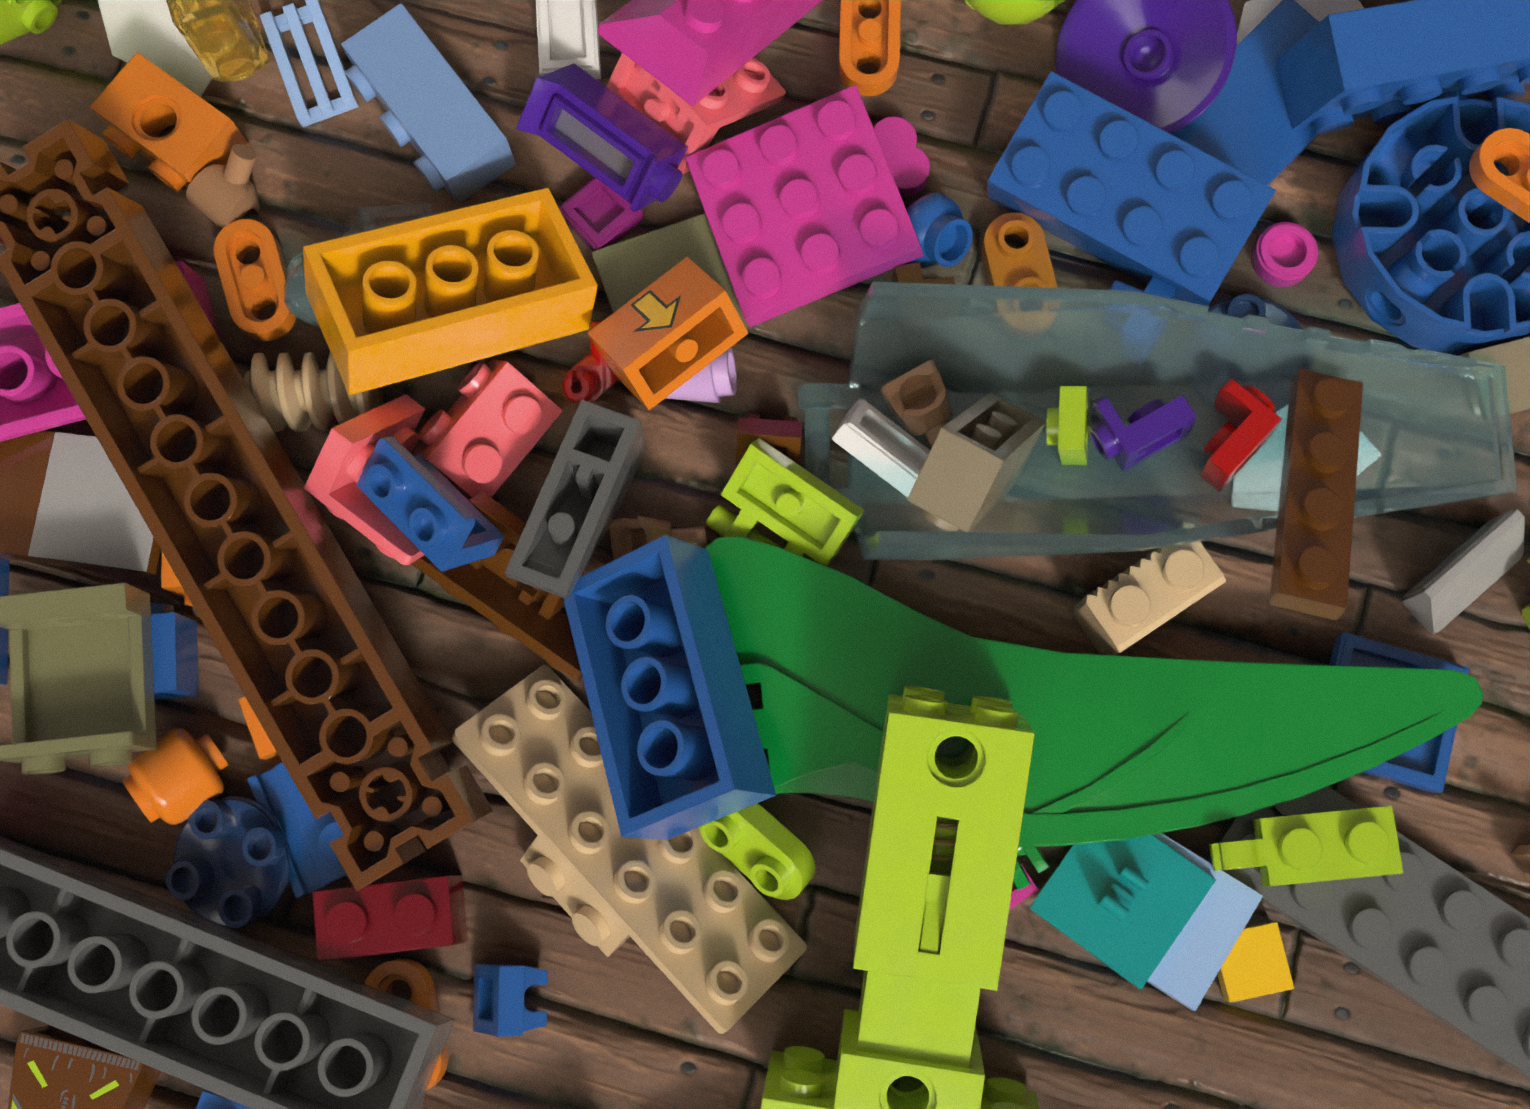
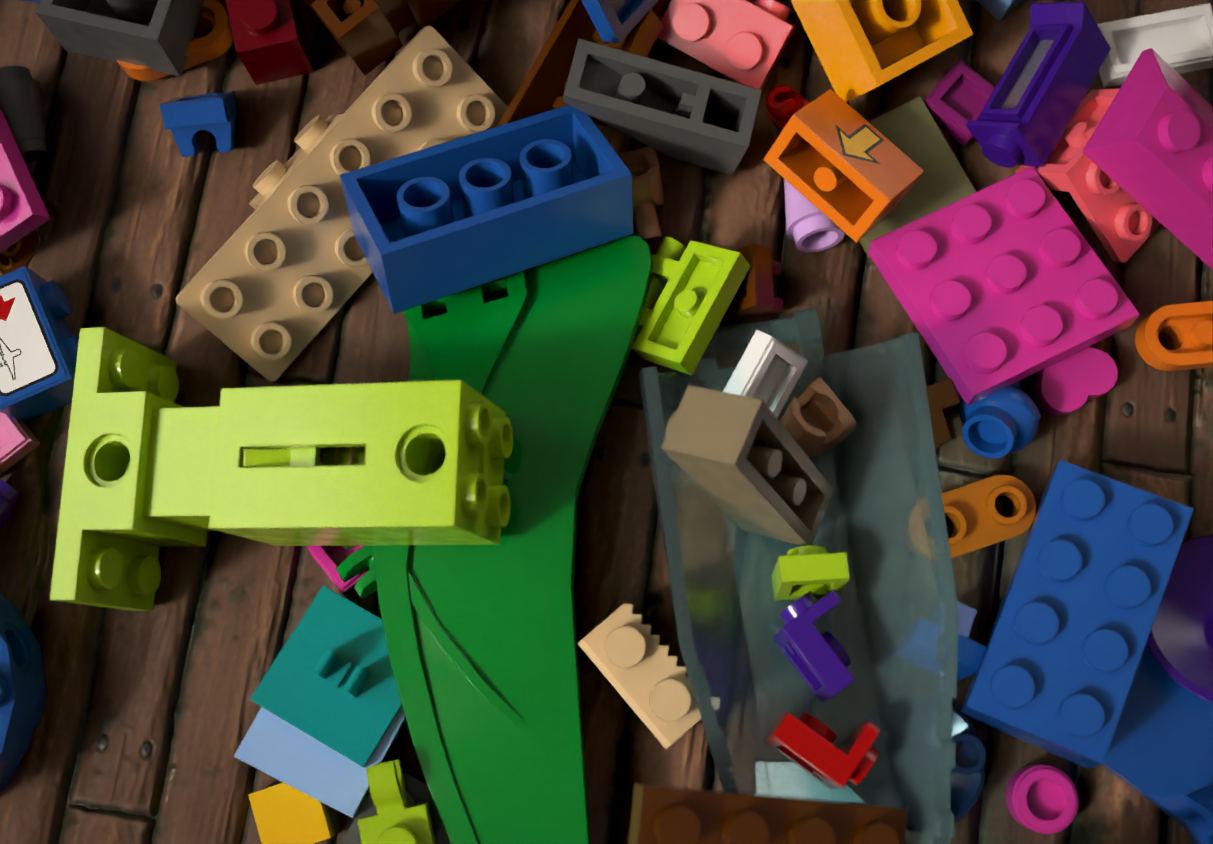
camera: 80 degrees right, 0 degrees up
(762, 851) = (348, 334): lime plate -> none

